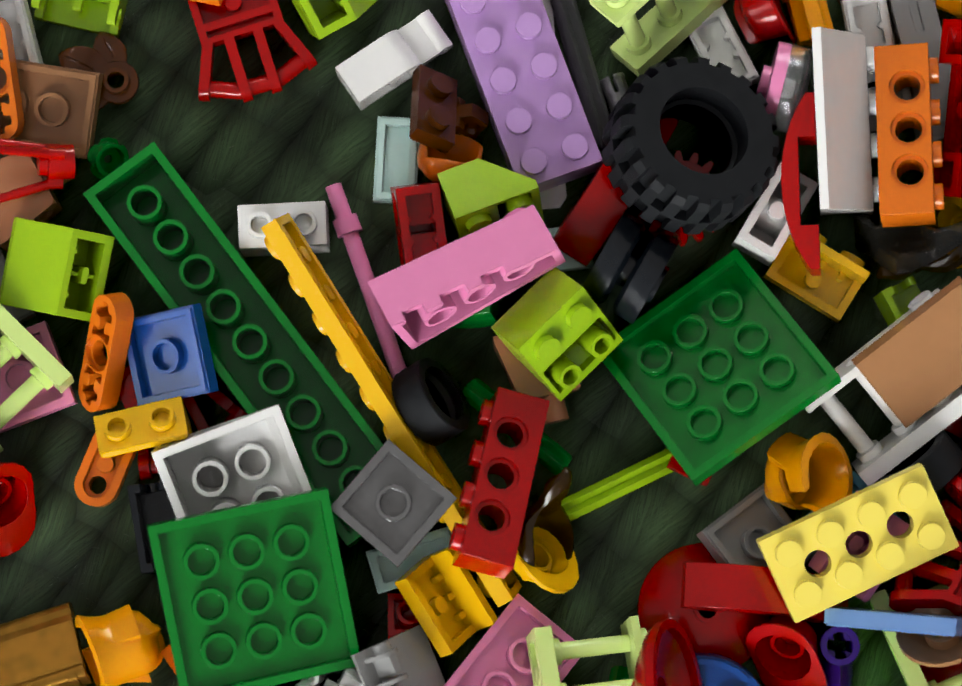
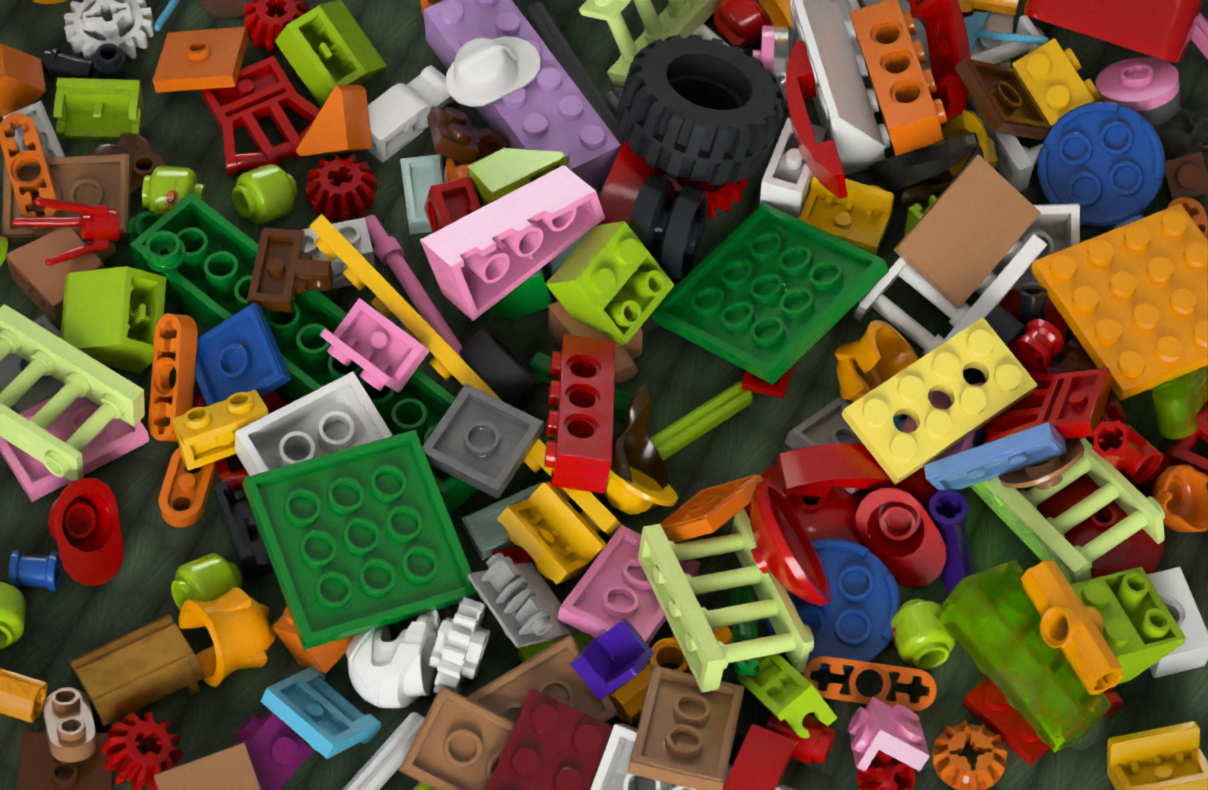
camera: 10 degrees left, 25 degrees down
(107, 584) = (204, 579): none -> lime head
(109, 206) = (160, 243): none -> green plate
(138, 122) = (168, 187): none -> lime head
(229, 264) = (285, 269): none -> reddish brown hinge
(232, 138) = (264, 194): none -> lime head
(304, 376) = (376, 345): none -> bright pink bracket
(307, 131) = (341, 188): none -> red gear
(320, 83) = (340, 124): none -> orange slope
(487, 46) = (491, 69): none -> white piece
(603, 609) = (709, 509): none -> orange plate

